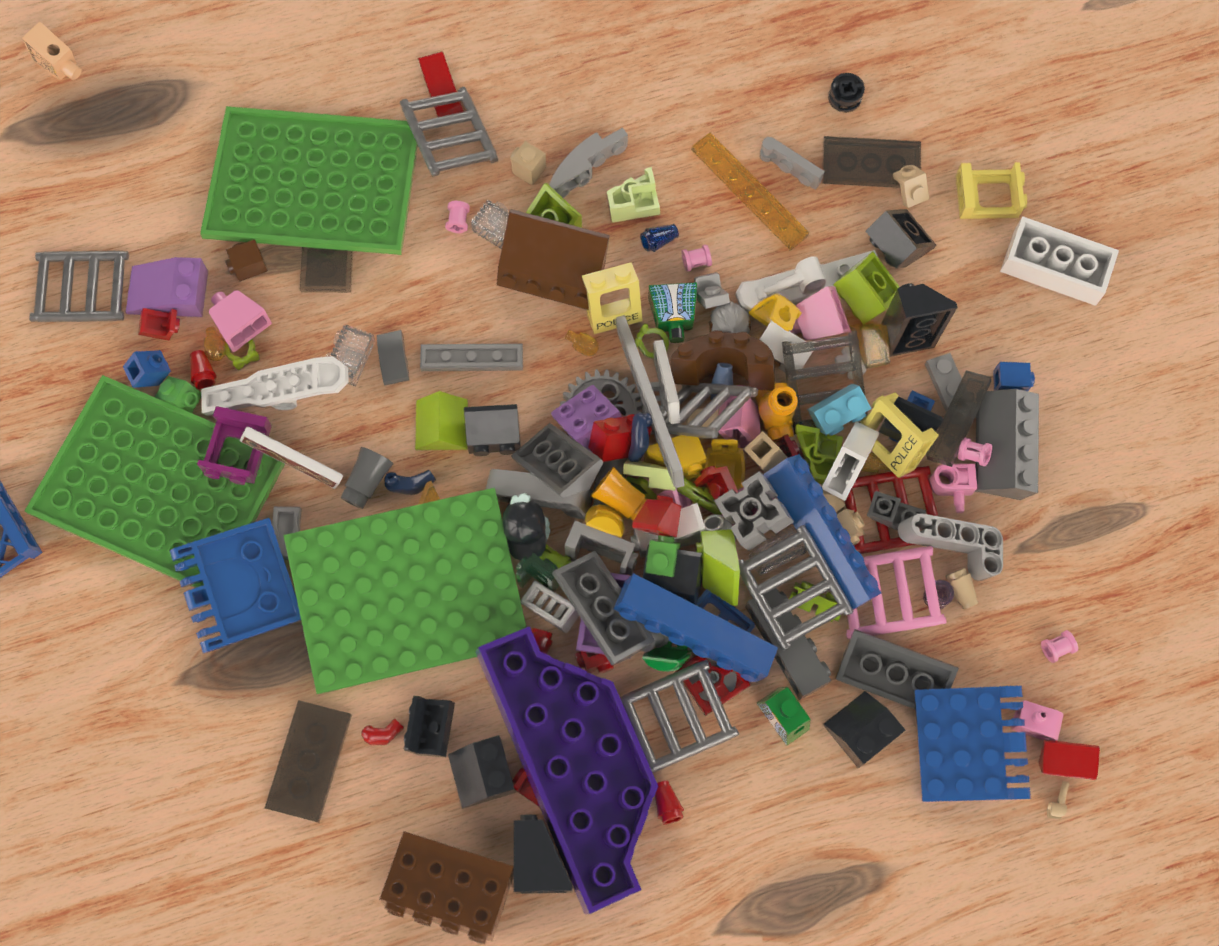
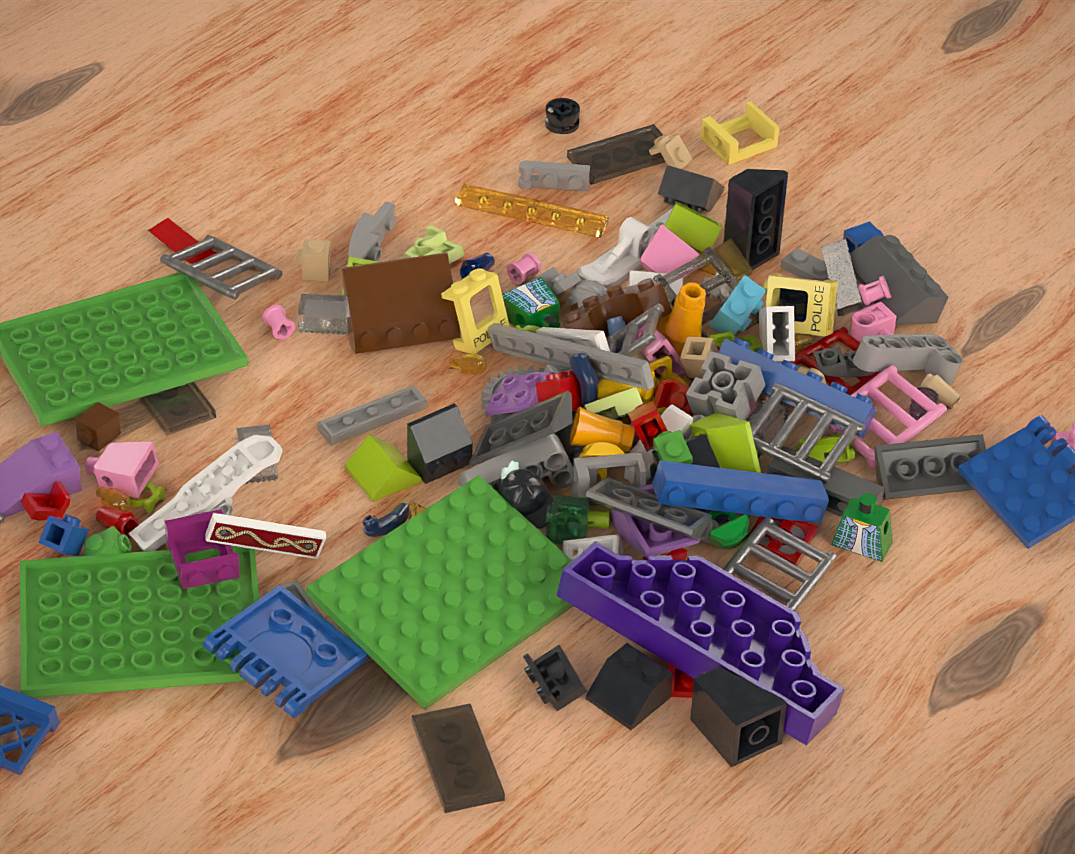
camera: 30 degrees left, 30 degrees down
(365, 477) = (344, 526): dark grey plant -> none
(381, 736) = (511, 707): red arm -> none
(392, 357) = (300, 439): dark grey slope -> none
(447, 887) = (670, 767): reddish brown brick -> none
(667, 804) = (819, 638): red cone -> none
(778, 310) = (621, 264): yellow piece -> none
(863, 728) = (940, 515): black slope -> none
(1059, 261) = (836, 152): white brick -> none
(1059, 646) = (1048, 399): bright pink bush -> none

